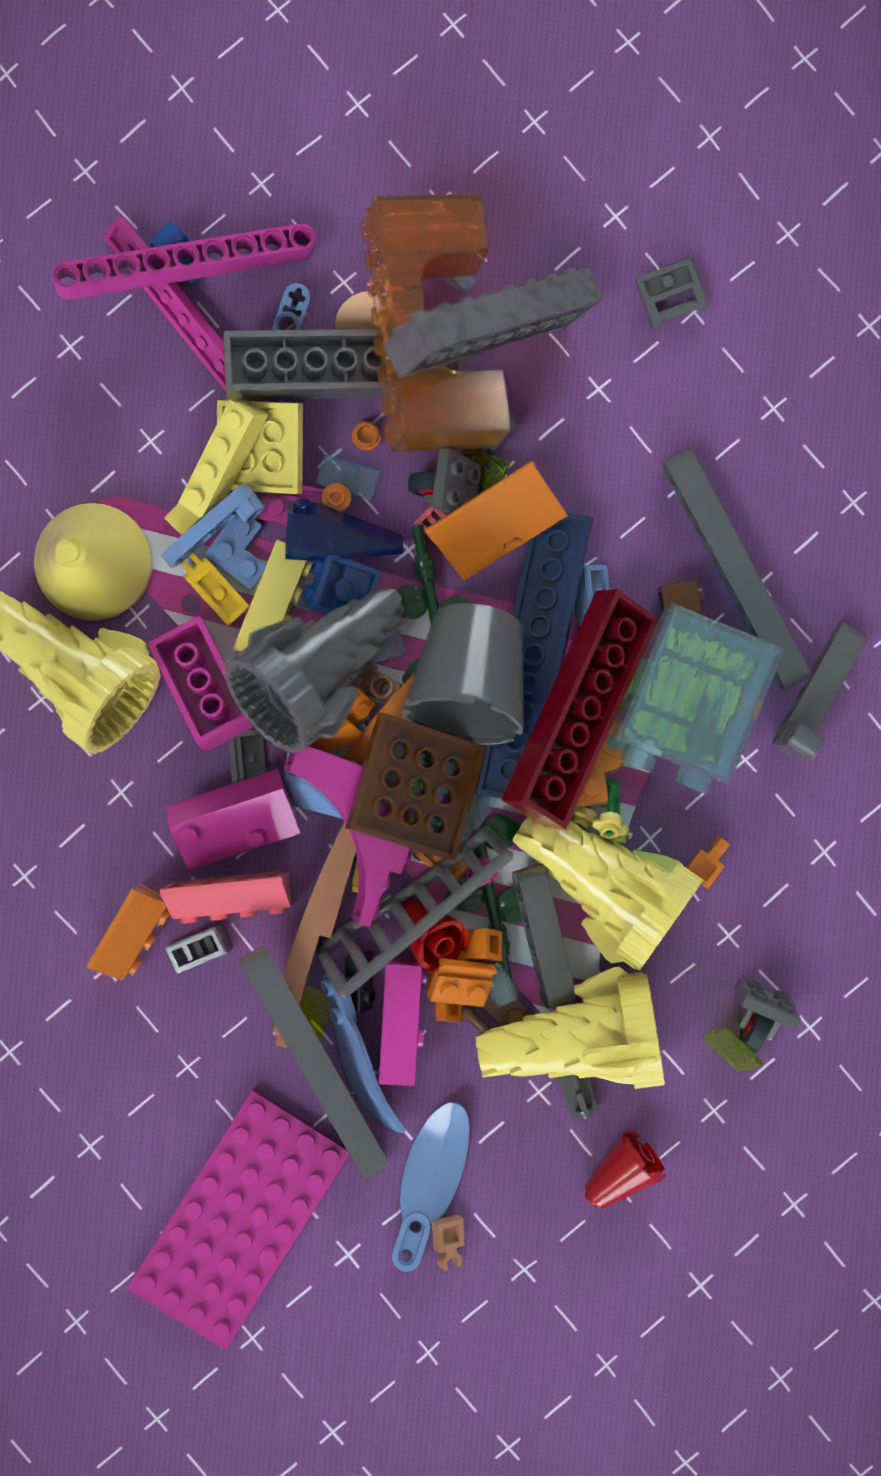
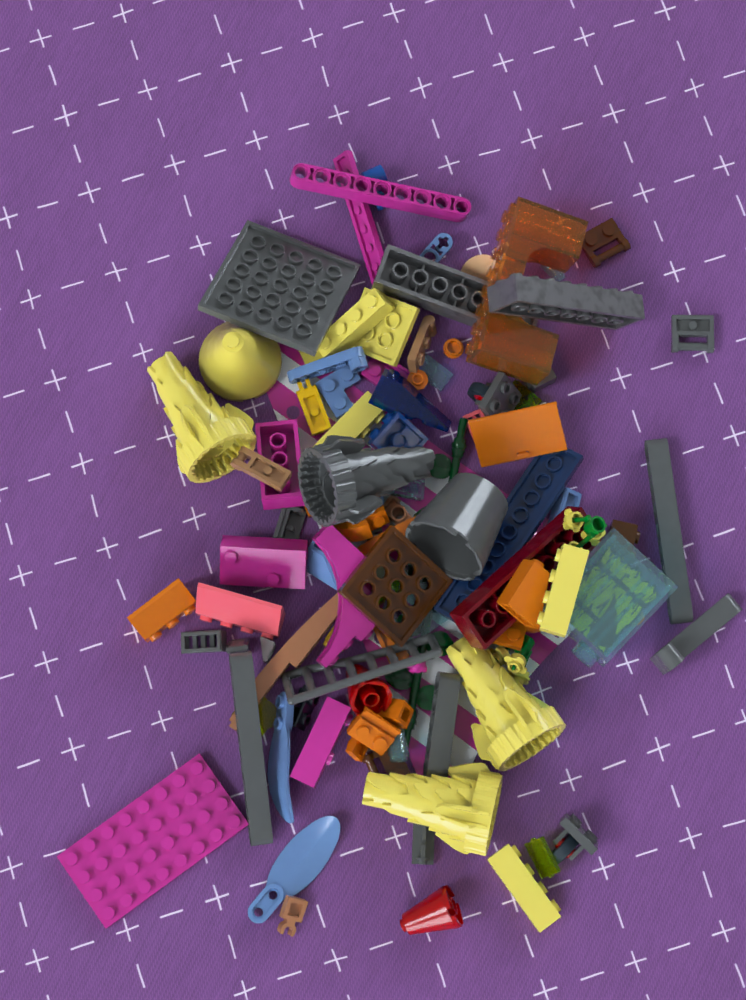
camera: 25 degrees right, 10 degrees down
(103, 447) = (279, 288): none -> dark grey plate
(180, 703) = (261, 468): none -> medium nougat plate
(245, 939) = (238, 645): none -> dark grey slope
(284, 926) = (267, 649): none -> light grey slope
(322, 446) = (421, 343): none -> medium nougat plate
(501, 207) = (600, 237): none -> reddish brown plate
(591, 733) = (526, 592): none -> orange slope
(639, 714) = (564, 590): none -> light yellow brick
(644, 616) = (593, 528): none -> plant
(706, 864) = (574, 721): orange plate -> none
(723, 1094) = (524, 888): none -> light yellow brick

